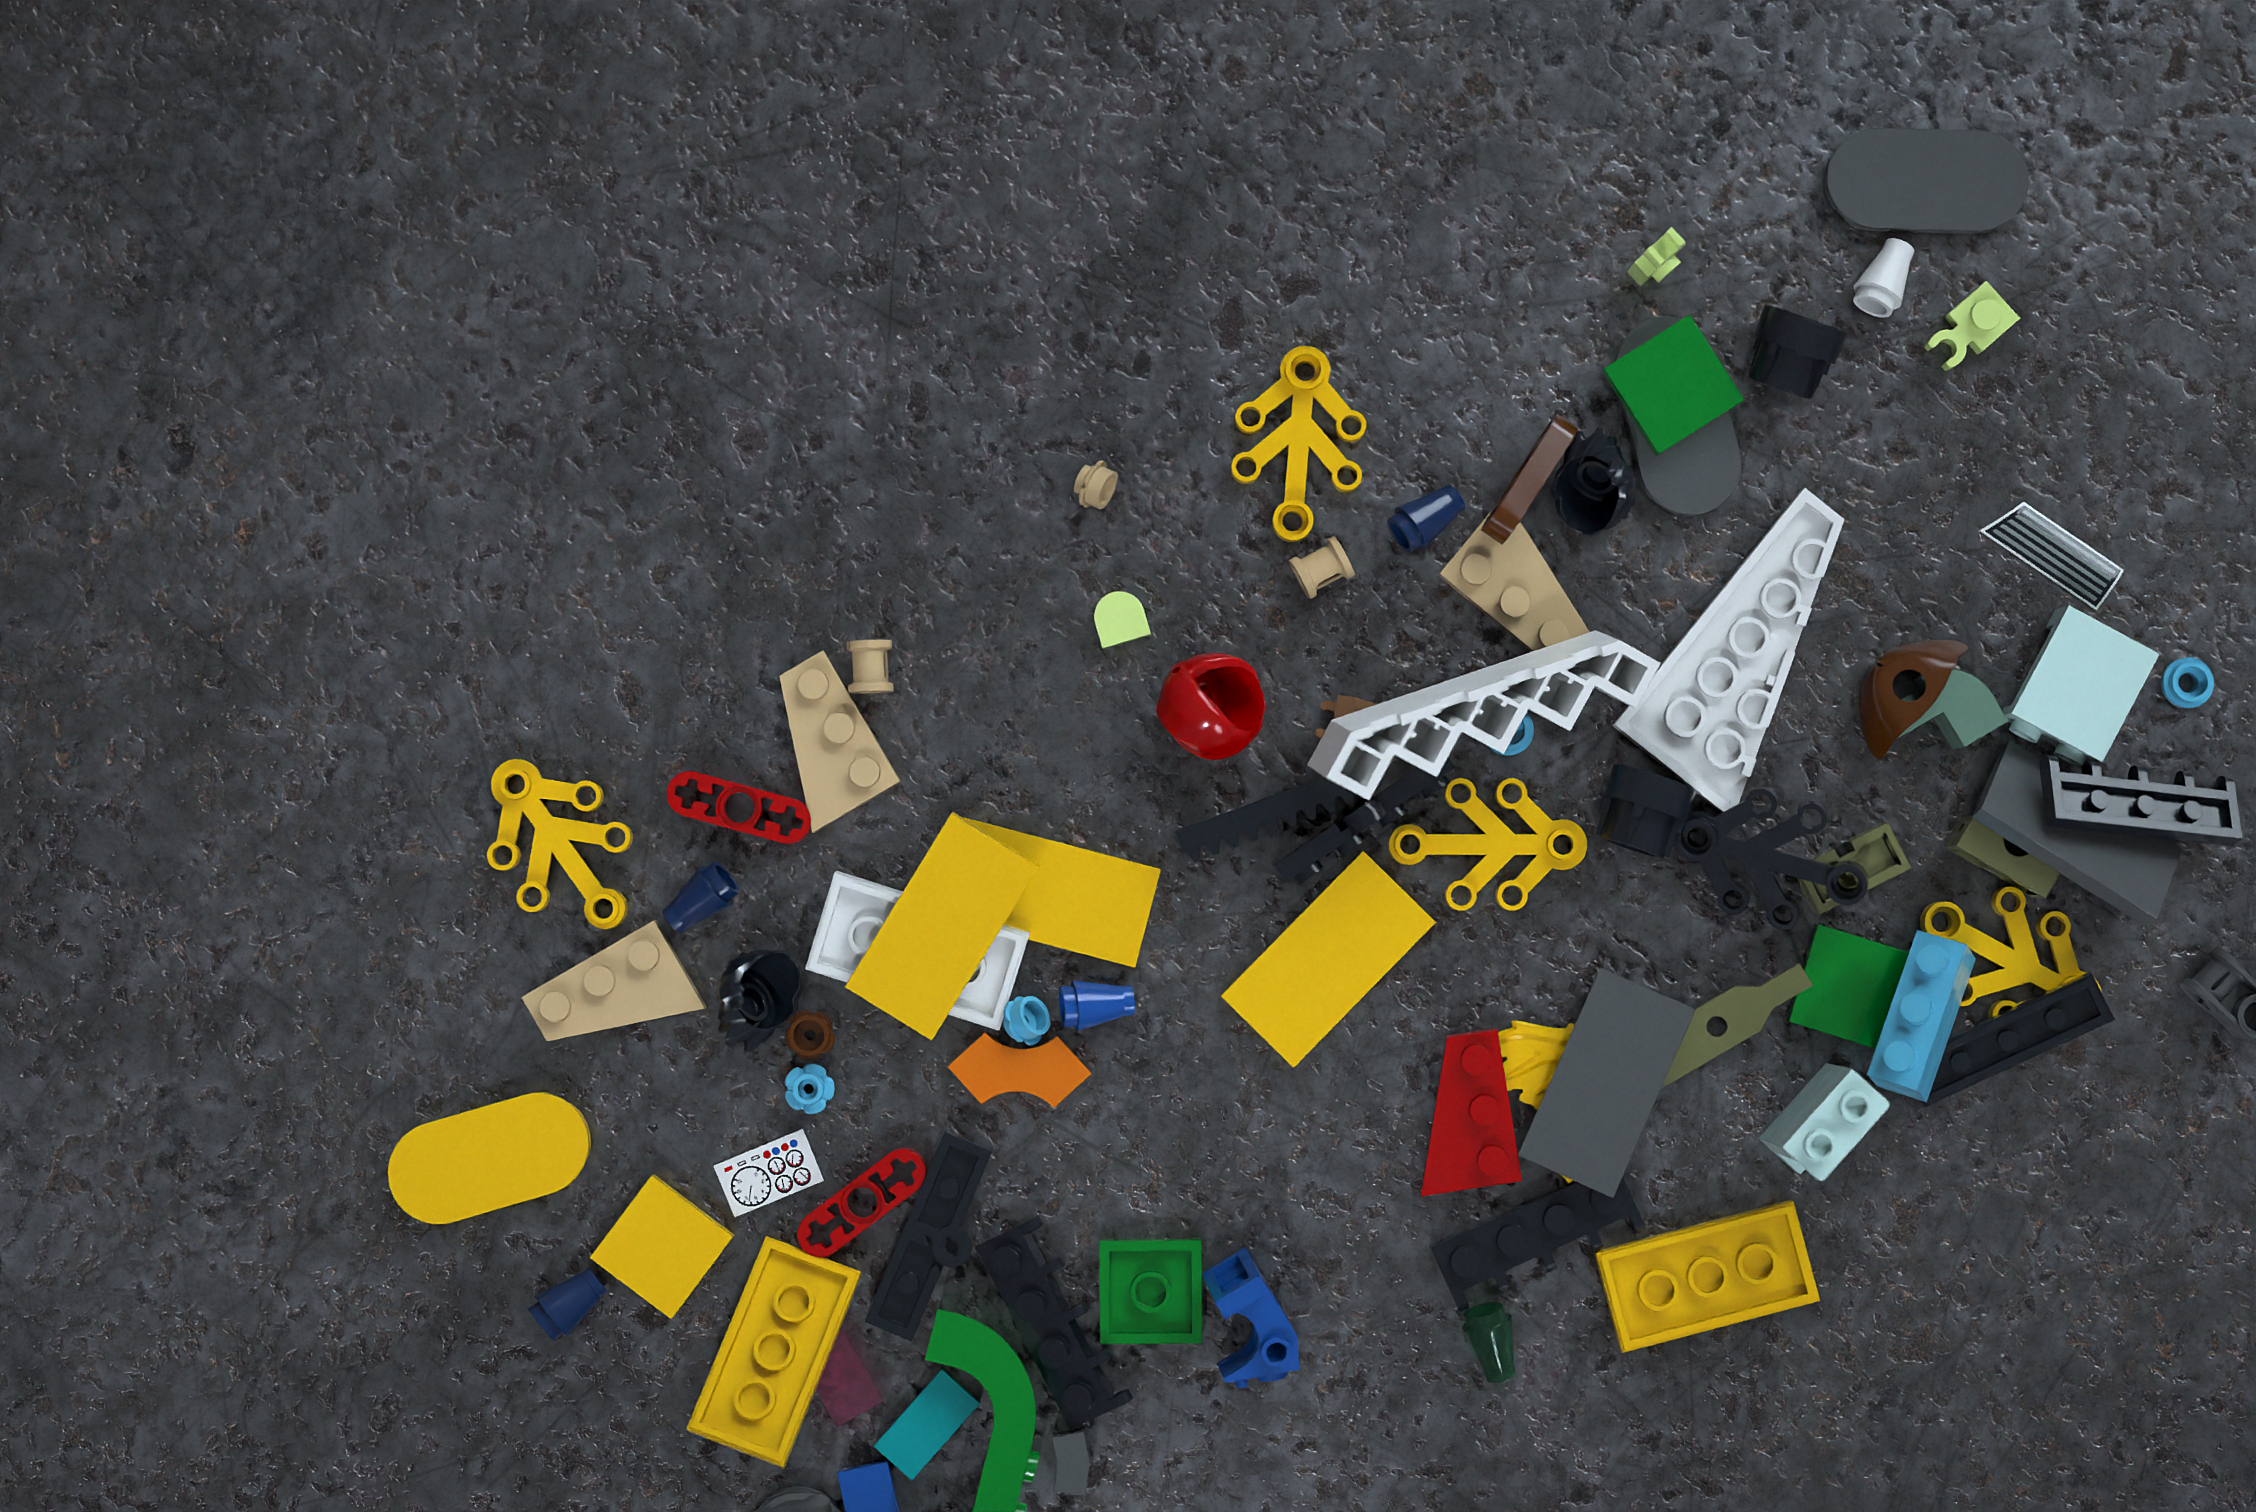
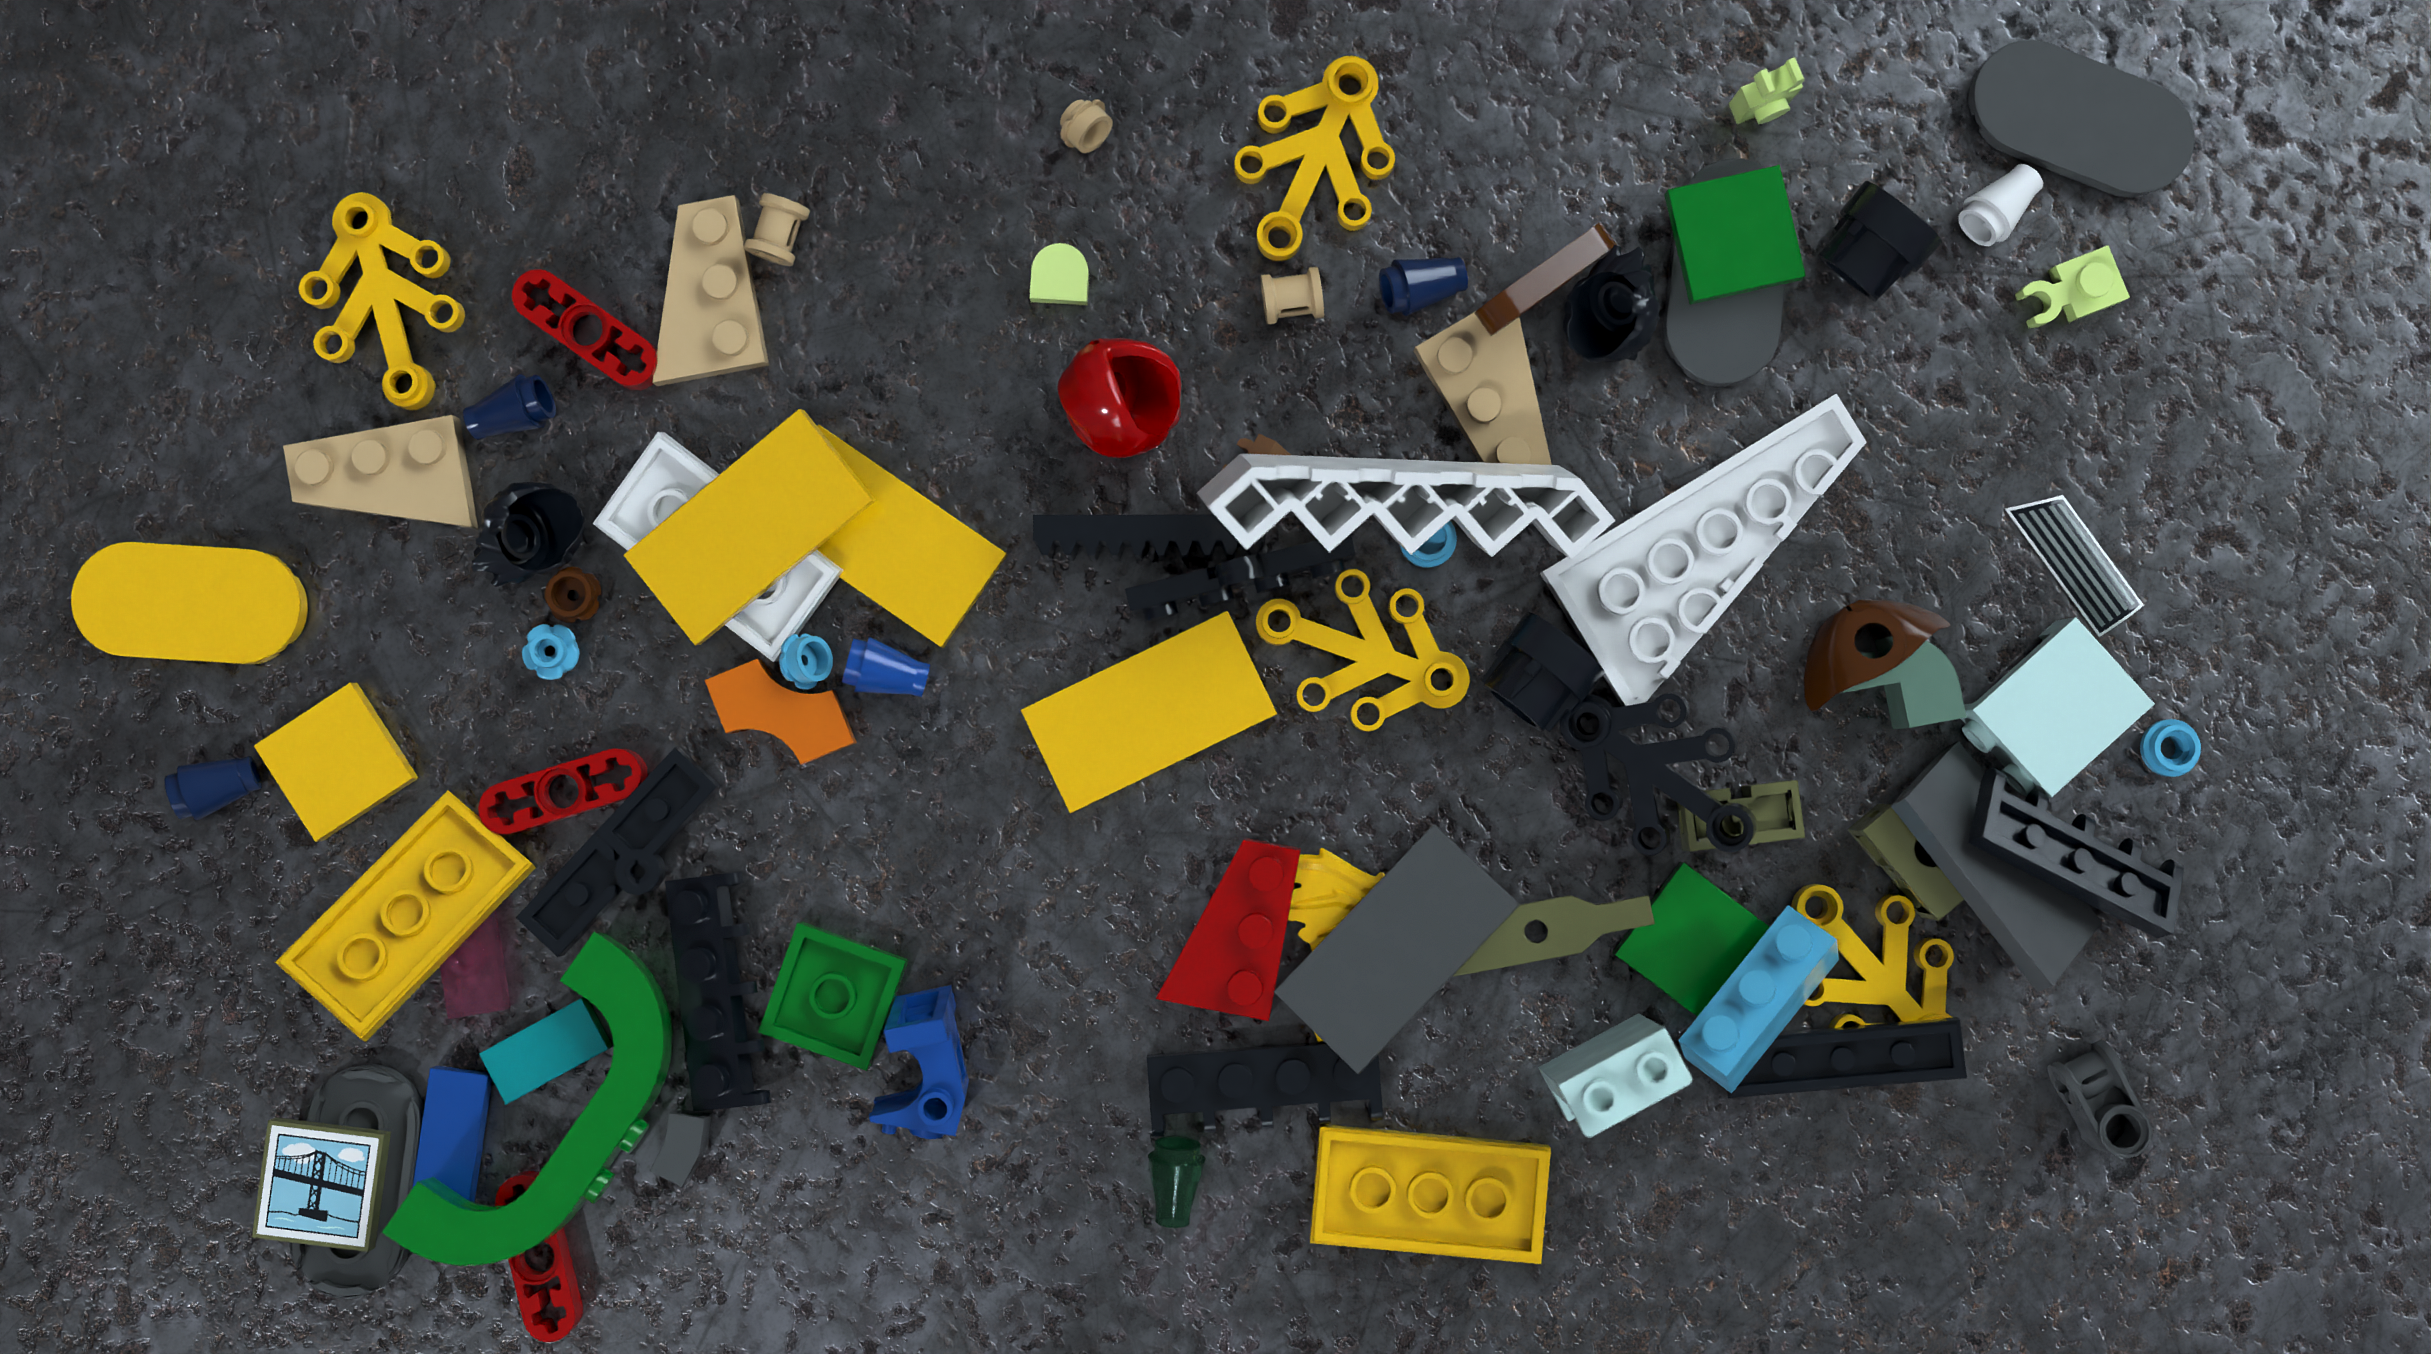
camera: 20 degrees right, 0 degrees up
(768, 1173) = (478, 725): white sticker -> none

